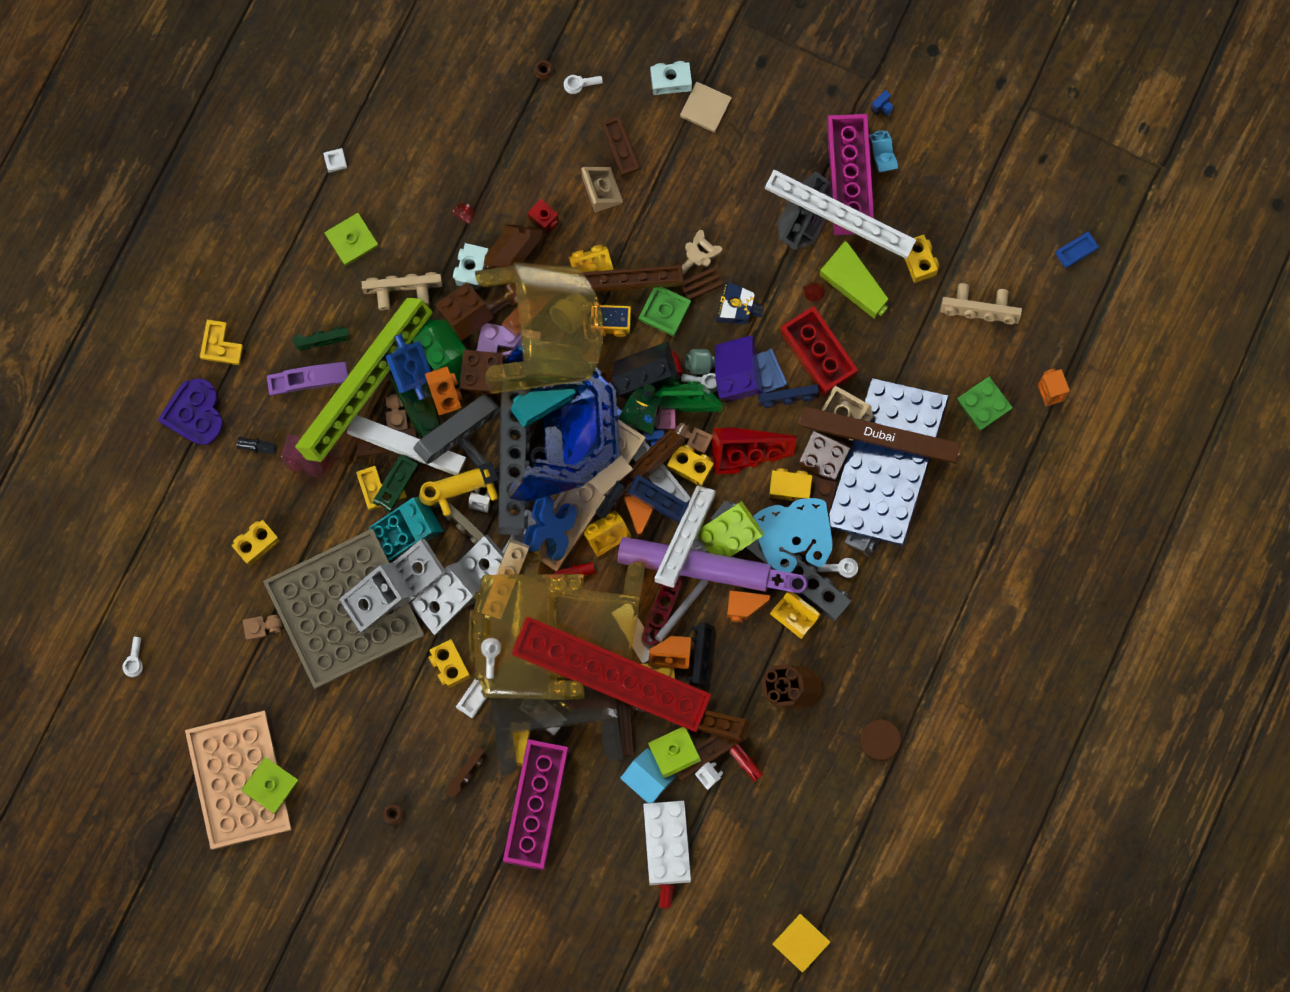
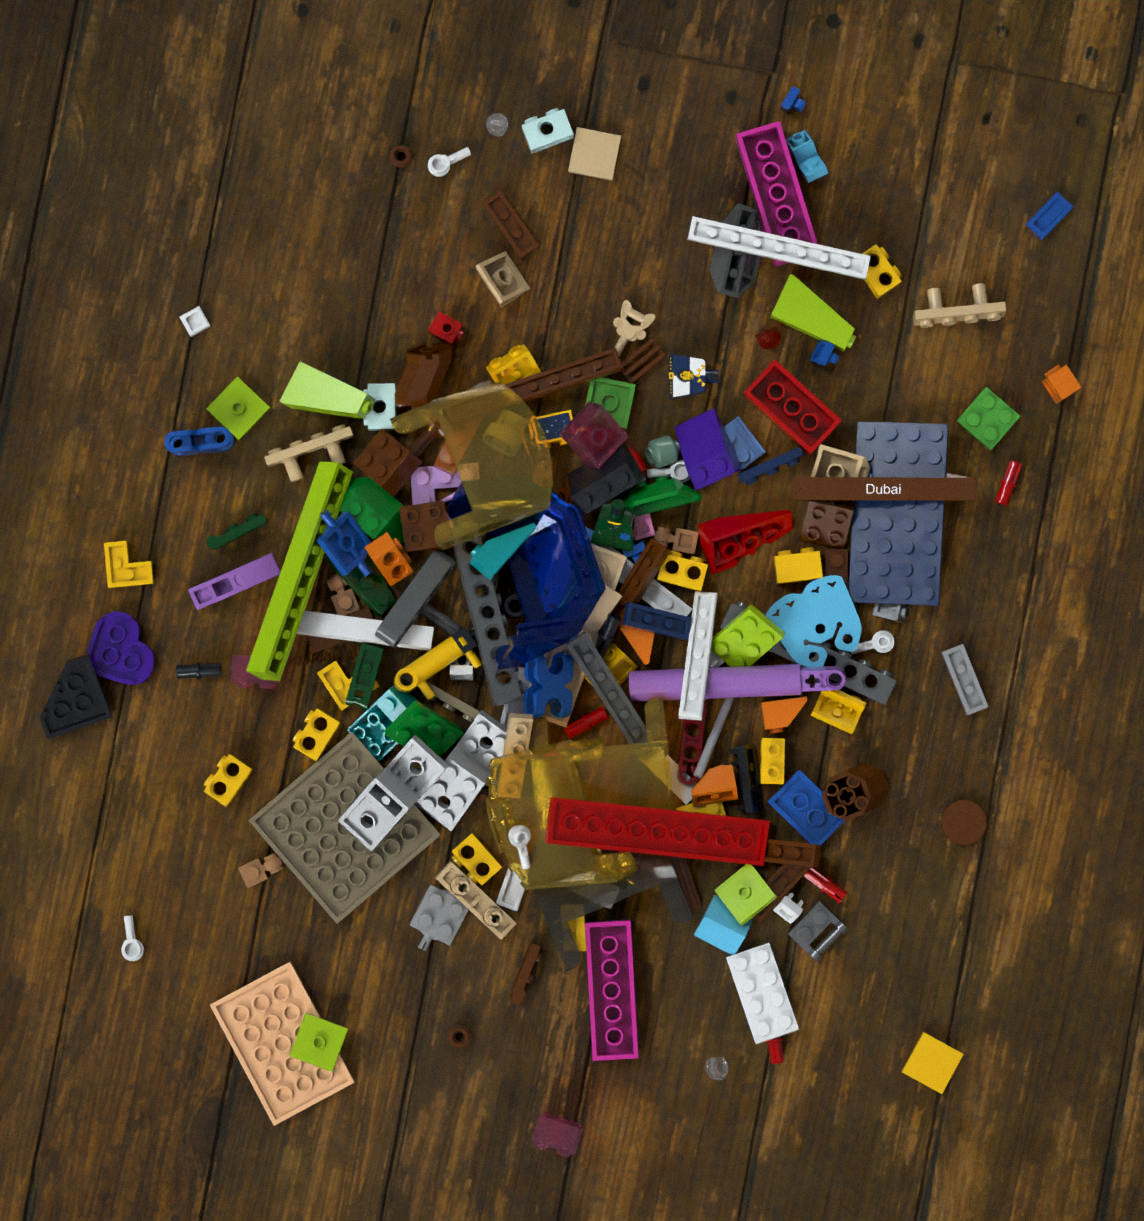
camera: 10 degrees left, 10 degrees up
(145, 442) = (75, 699): none -> black plate
(310, 255) = (199, 441): none -> blue piece
(345, 527) = (321, 738): none -> yellow brick
(405, 704) = (438, 916): none -> light grey plate
(425, 242) = (322, 393): none -> lime slope
(437, 535) = (427, 725): none -> green plate
(439, 698) = (475, 900): none -> tan plate
(455, 917) = (556, 1134): none -> clear pink brick
(464, 212) = (356, 346): clear red plate -> none
(600, 542) = (608, 689): none -> dark grey plate
(610, 898) = (716, 1068): none -> clear tile
(630, 64) = (497, 124): none -> clear tile
(644, 329) = (593, 435): none -> clear pink brick
(724, 797) = (812, 925): none -> flat silver plate
(726, 644) = (772, 760): none -> yellow brick
(744, 693) = (803, 808): none -> blue plate
(857, 315) = (823, 354): none -> blue tile
(910, 617) = (964, 679): none -> light grey plate
(988, 461) = (1008, 483): none -> red axle

